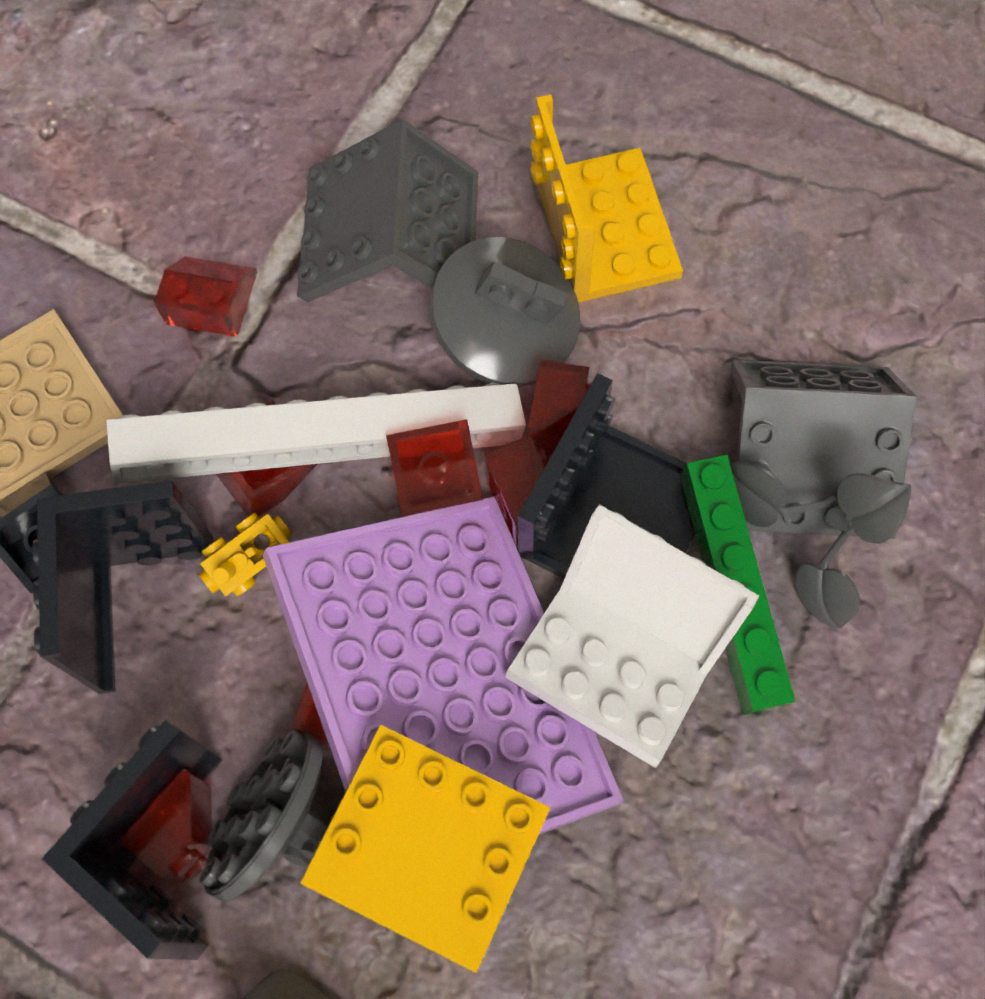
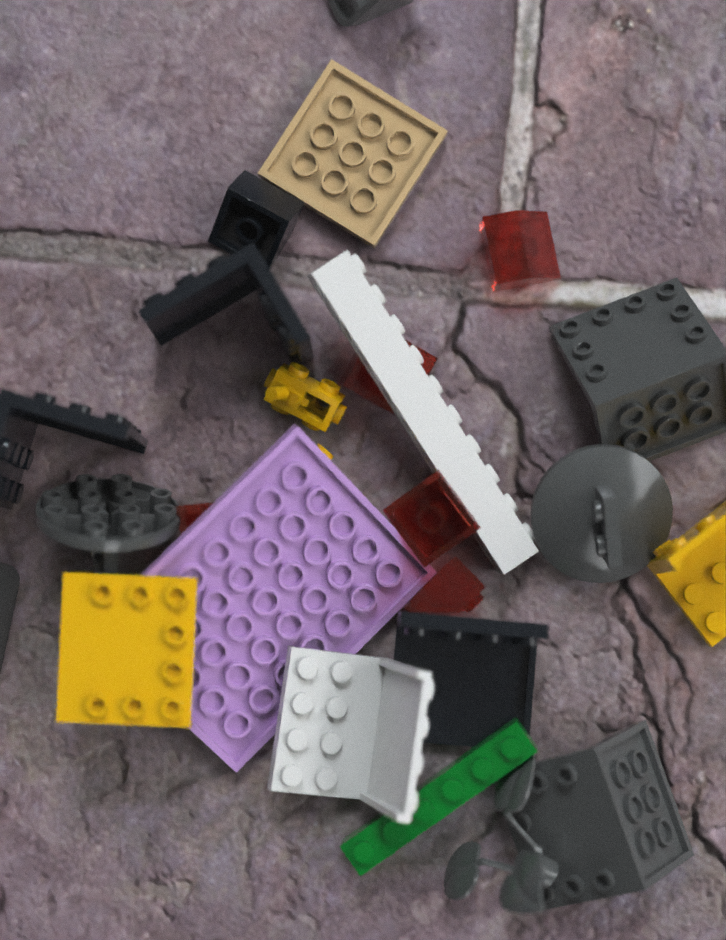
camera: 60 degrees right, 15 degrees up
(175, 830) = (72, 453): clear red slope -> none
(555, 401) = (531, 595): clear red slope -> none

